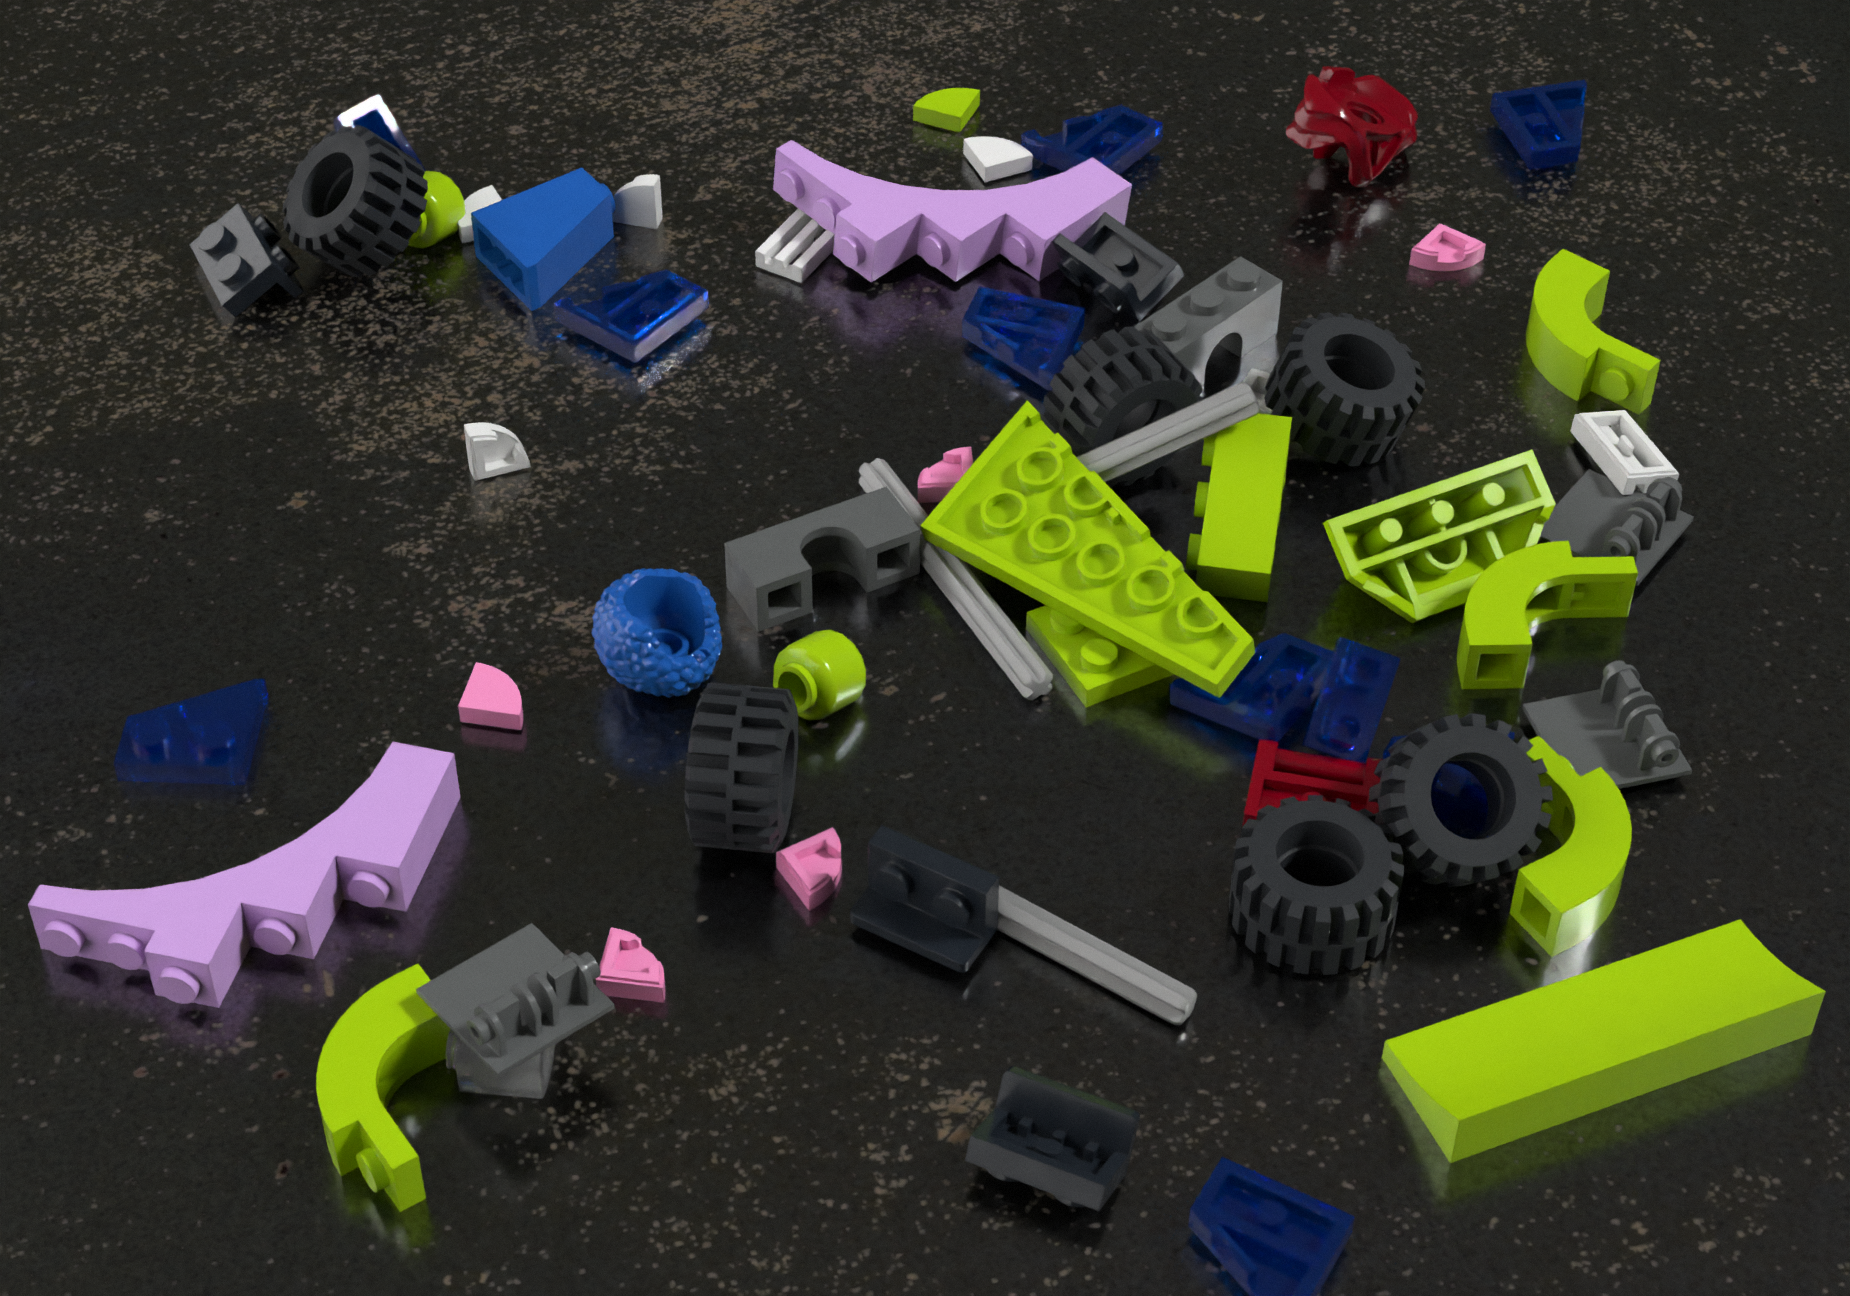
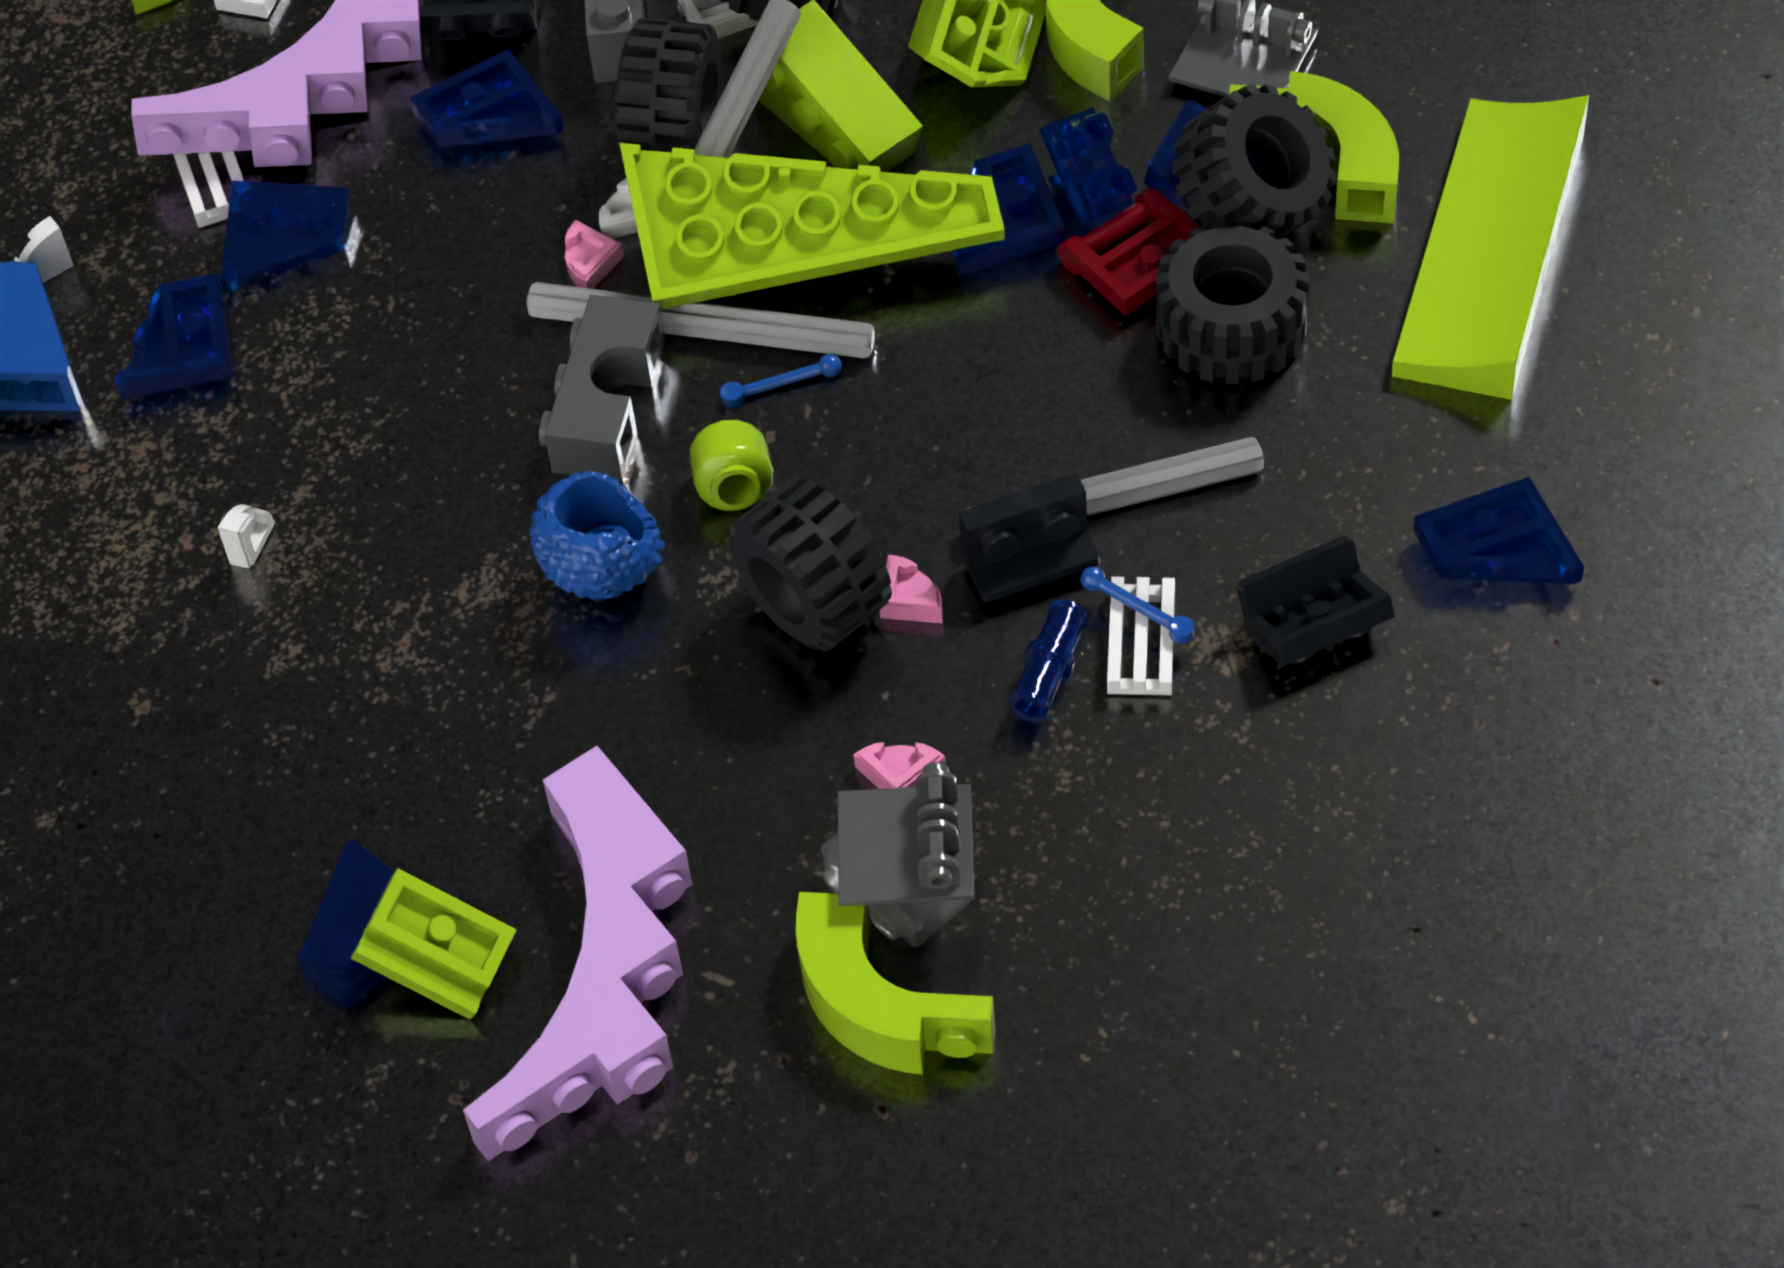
camera: 45 degrees left, 10 degrees up
(194, 779) = (433, 944): none -> lime plate
(491, 699) = (528, 695): bright pink tile -> none
(790, 300) = (281, 228): none -> clear blue wing
(823, 996) = (1048, 661): none -> clear blue pin
(906, 642) = (734, 394): none -> blue hinge
(907, 1039) = (1139, 684): none -> white tile
(937, 1061) = (1180, 627): none -> blue hinge
(1087, 660) = (867, 295): lime wing -> none

